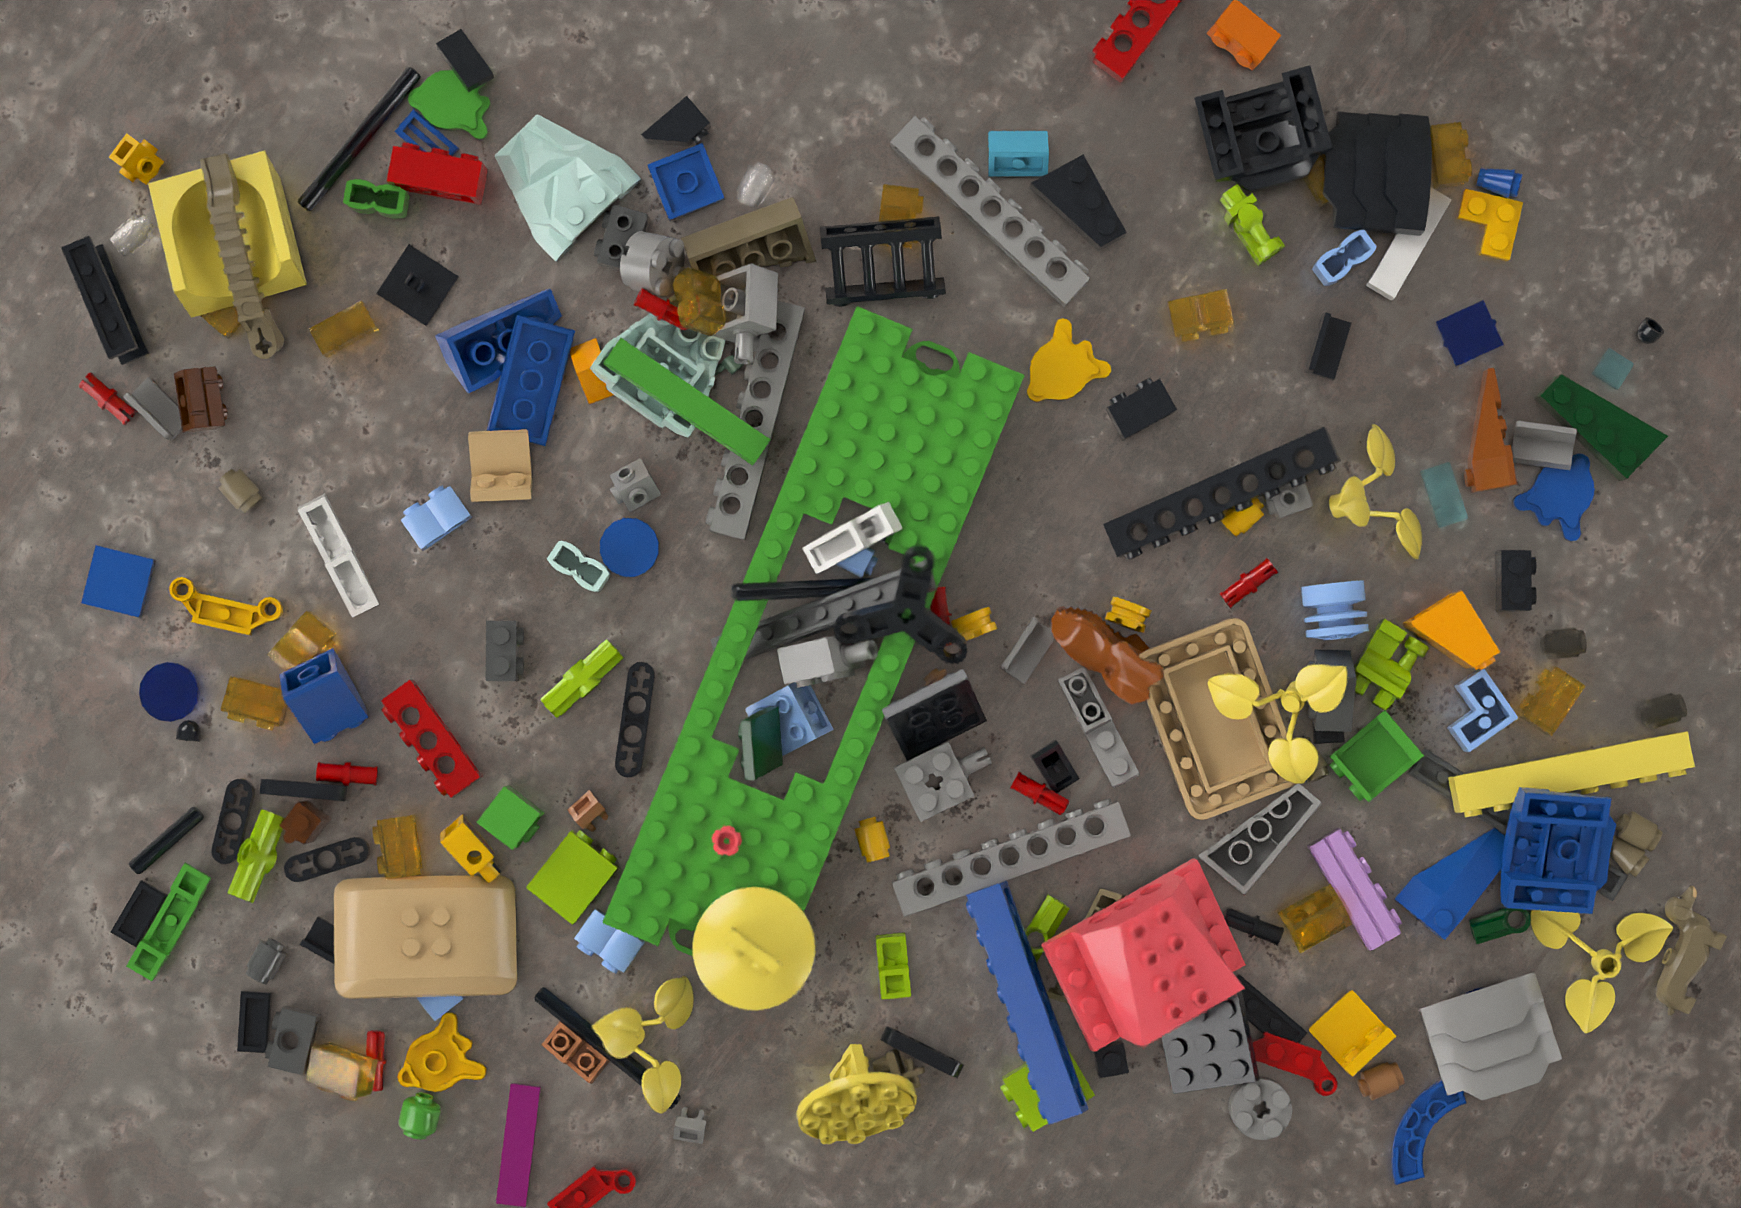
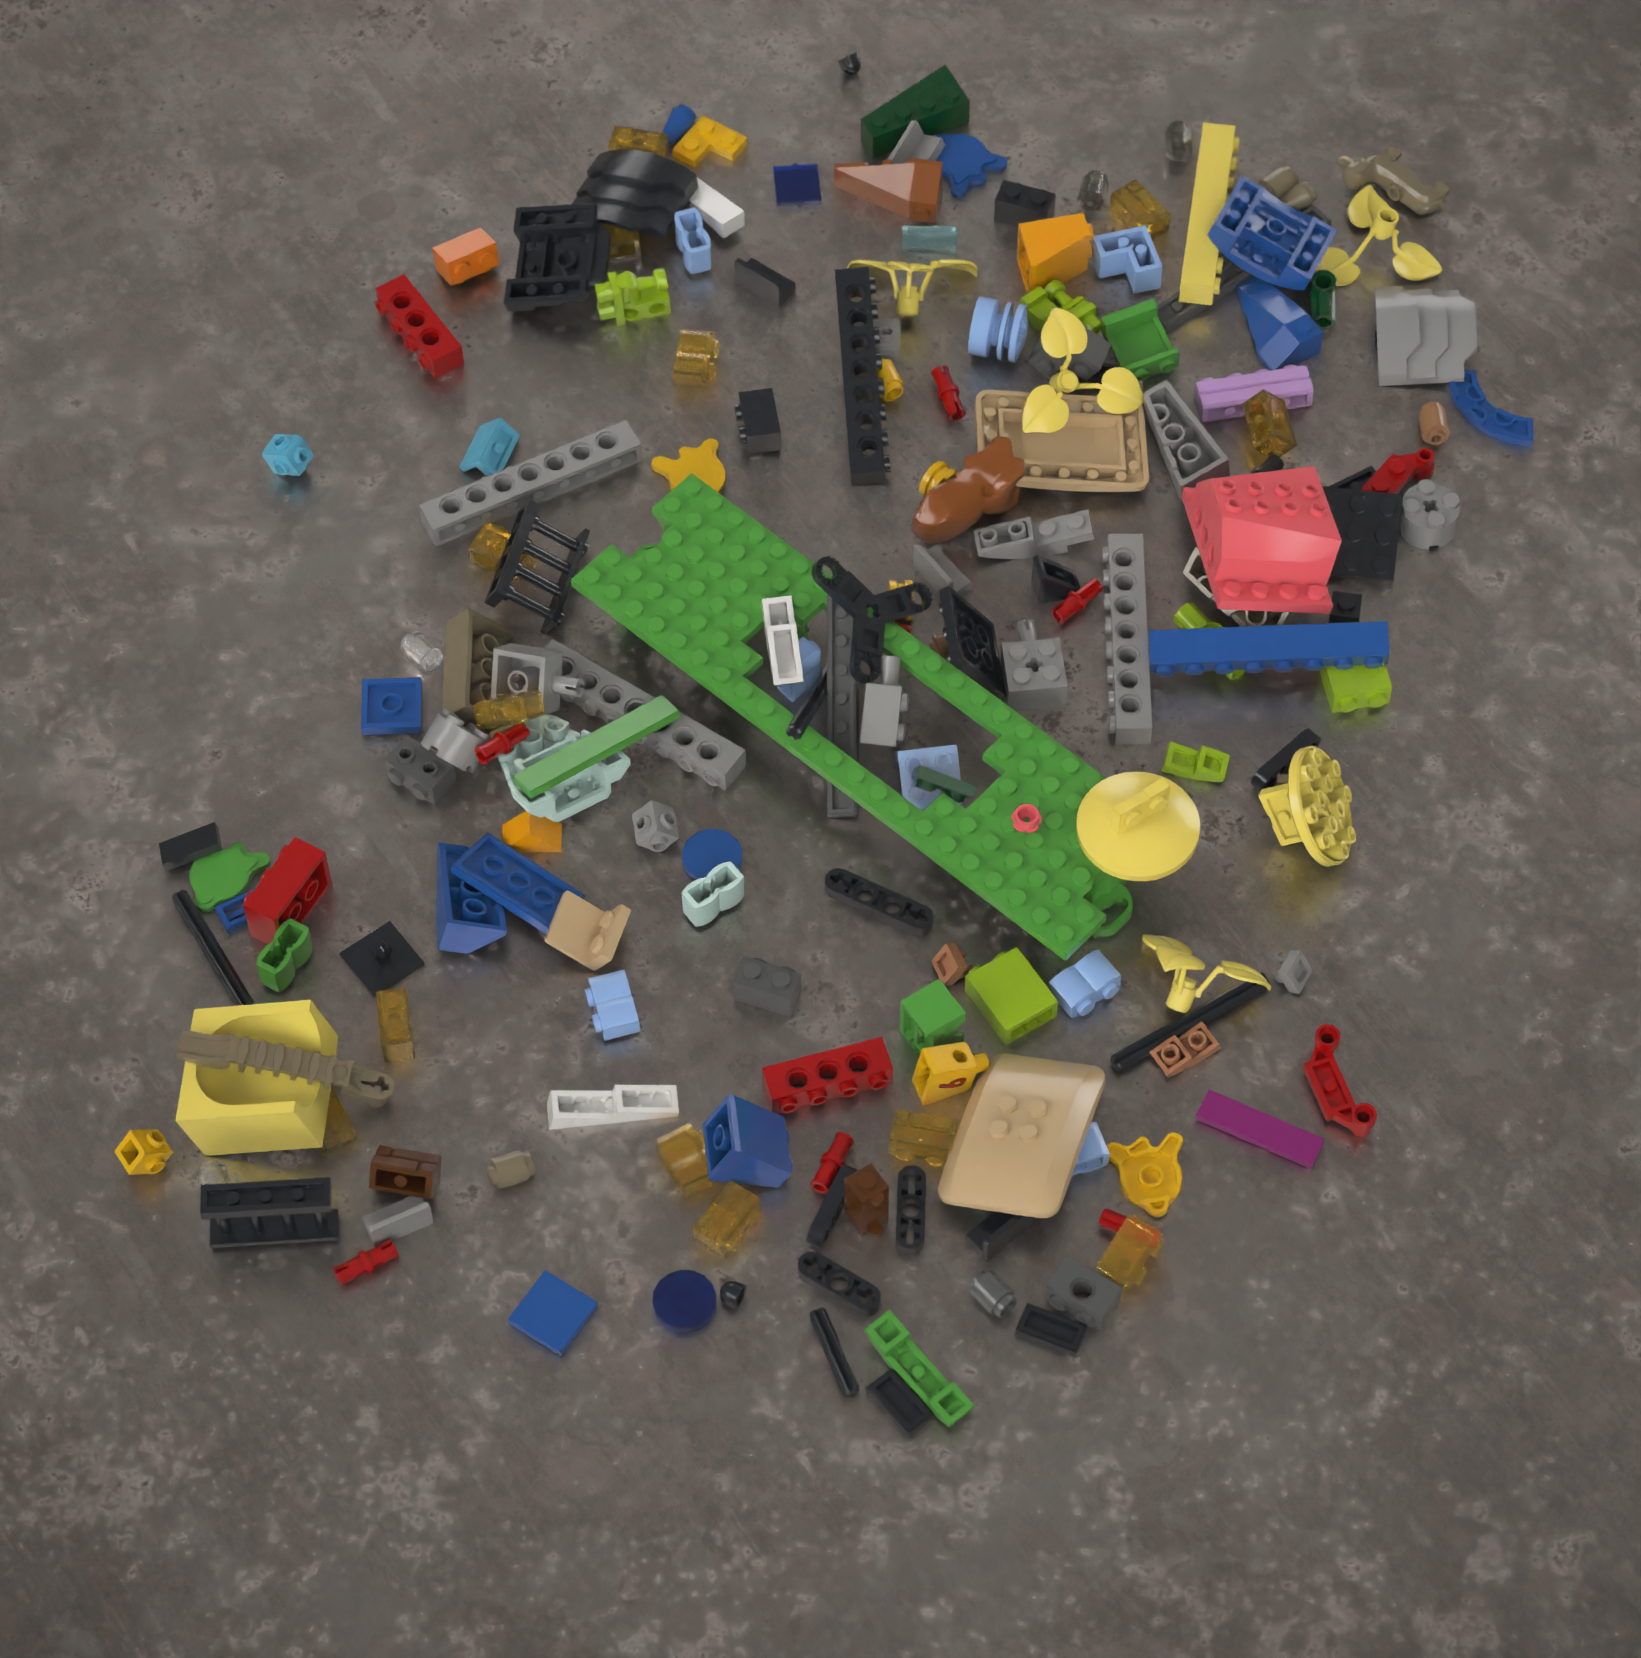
camera: 70 degrees left, 30 degrees down
(223, 612) = (626, 1221): yellow plate -> none
(256, 856) = (883, 1265): lime piece -> none
(419, 1116) = (1200, 1202): bright green head -> none
(561, 182) = (346, 806): light aqua wedge -> none
(582, 678) = (821, 930): lime piece -> none
(679, 126) = (338, 693): black slope -> none
(729, 364) = (577, 721): sand green hand -> none
(872, 839) = (1072, 737): yellow brick -> none
(1081, 202) = (556, 411): black wedge -> none
(1351, 1033) = (1386, 430): yellow bracket -> none
(1612, 368) = (870, 97): clear light blue tile -> none

